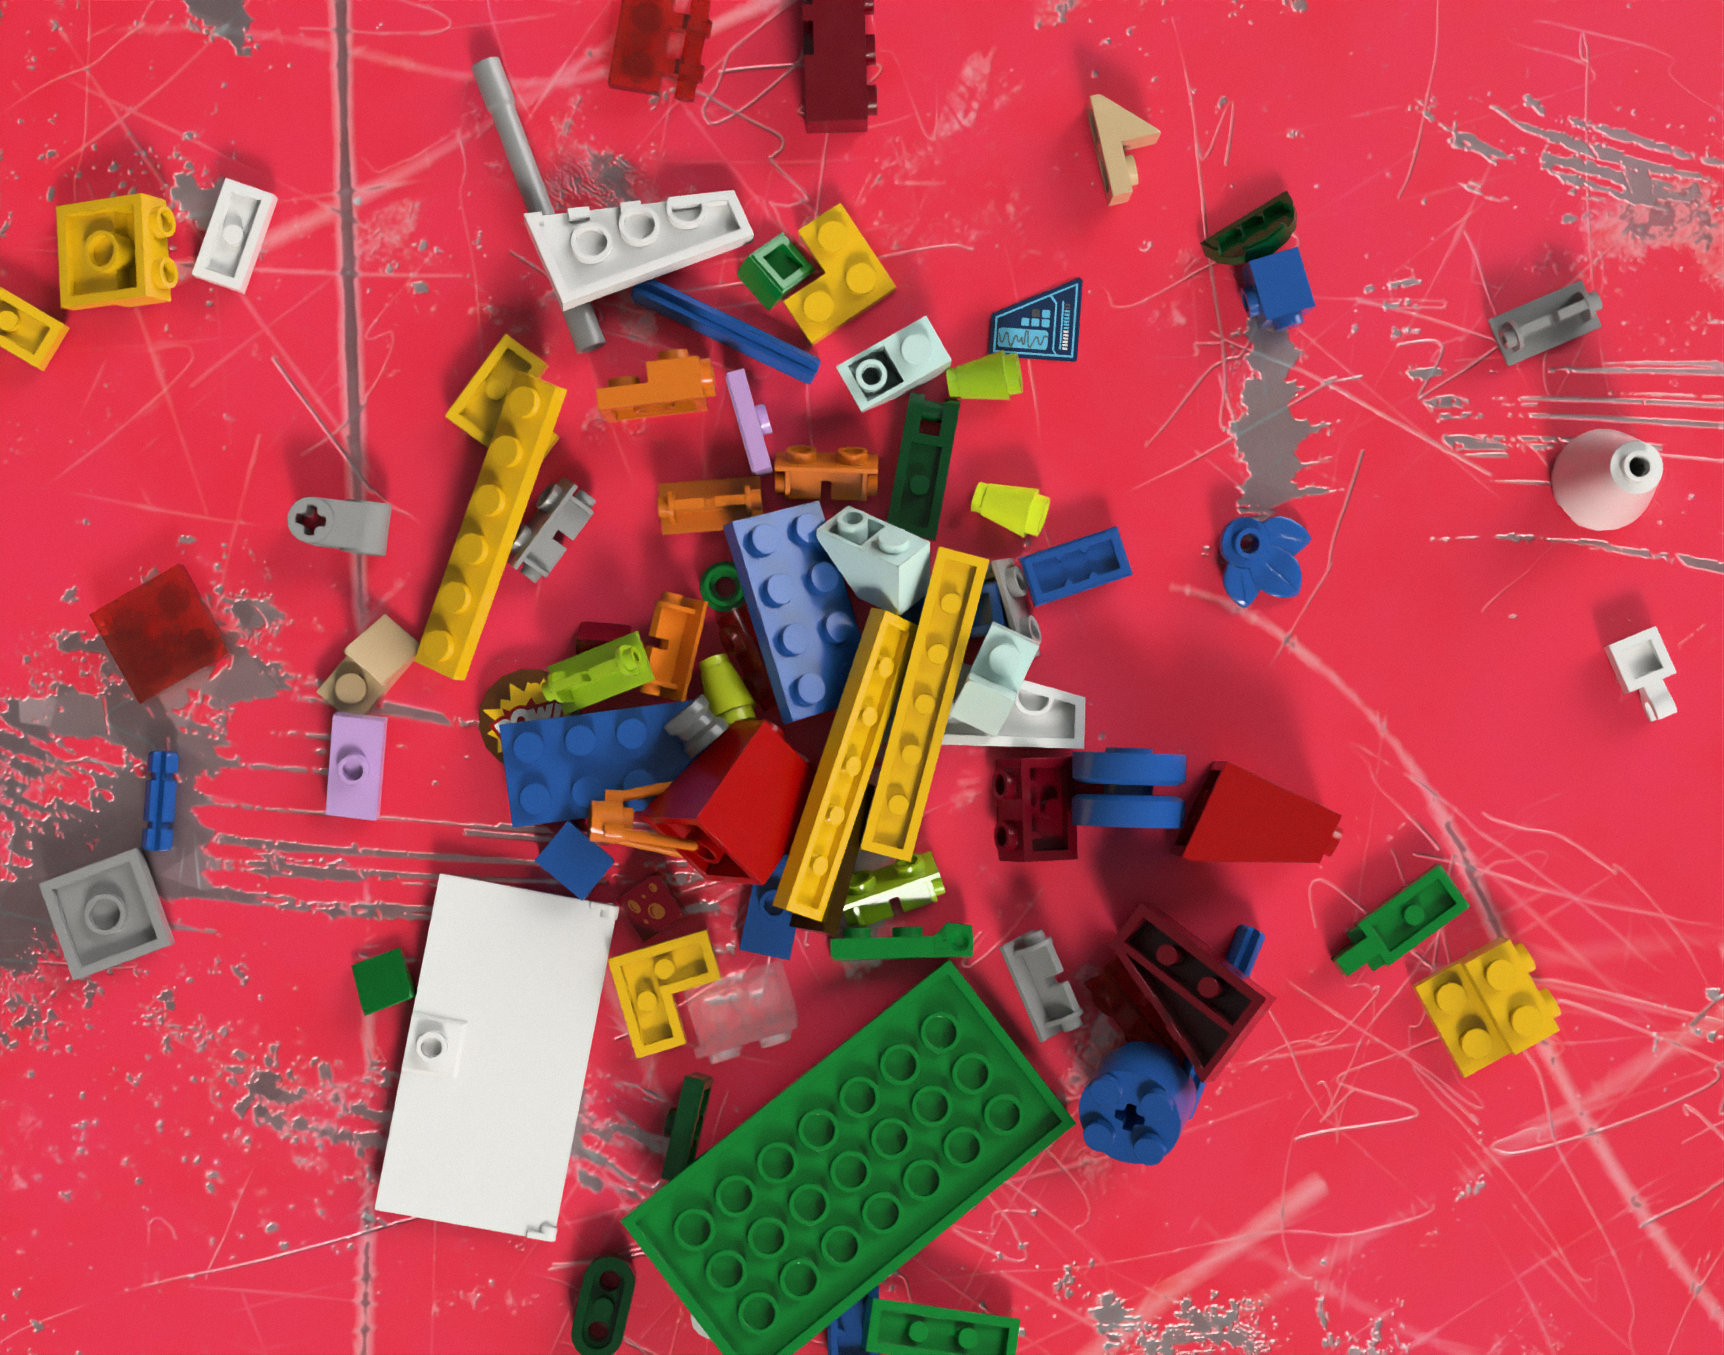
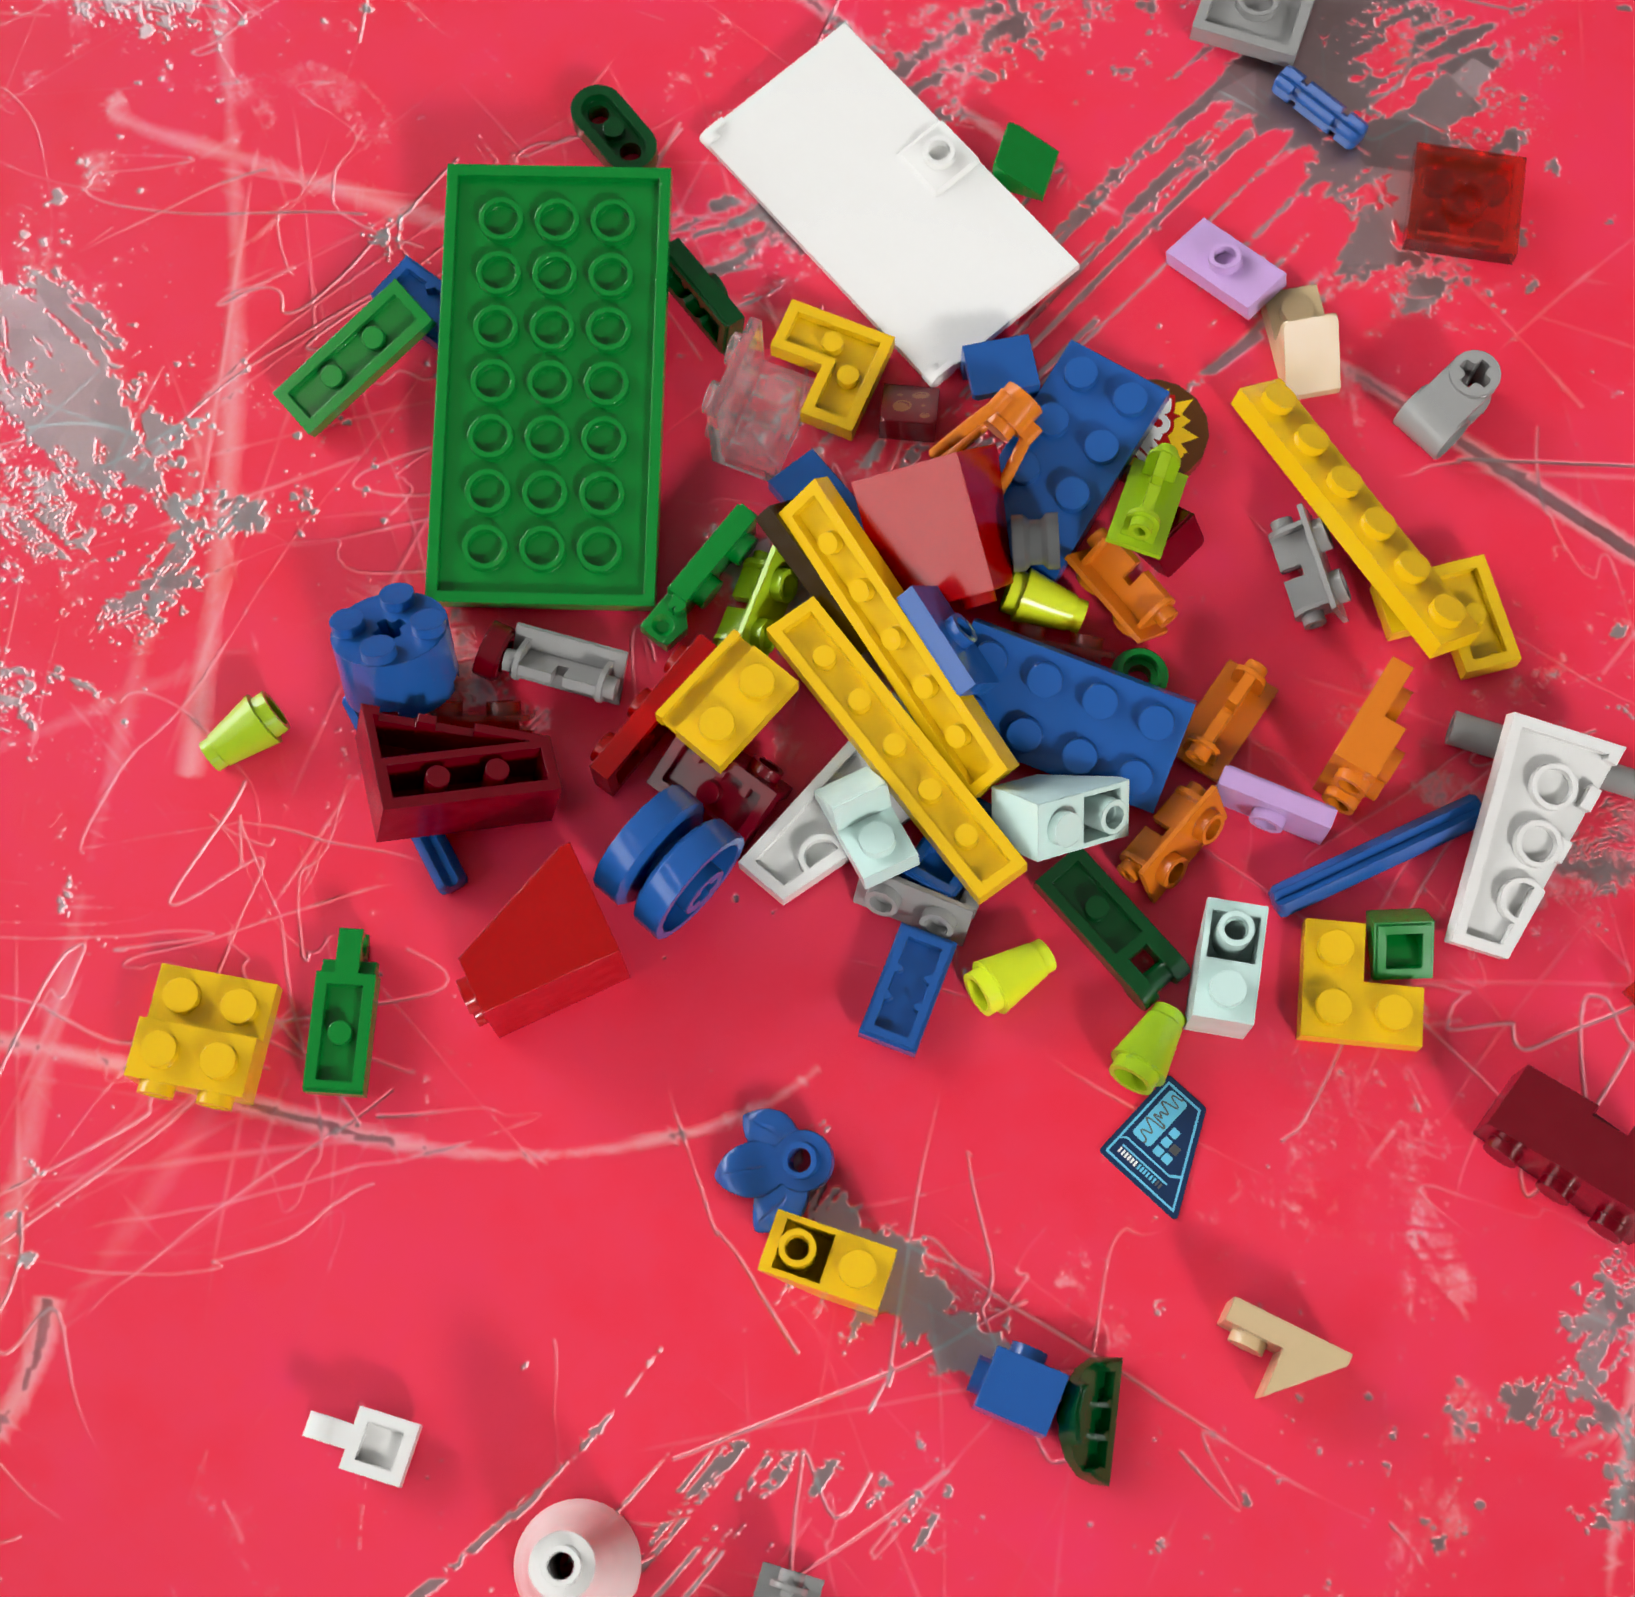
camera: 135 degrees right, 15 degrees down
(826, 722) = (948, 639): none -> blue plate
(986, 844) = (727, 701): none -> yellow plate
(1026, 896) = (621, 753): none -> red plate
(1070, 1043) = (492, 650): none -> dark red tile
(1266, 1166) = (245, 731): none -> lime cone
(1299, 469) = (828, 1262): none -> yellow slope

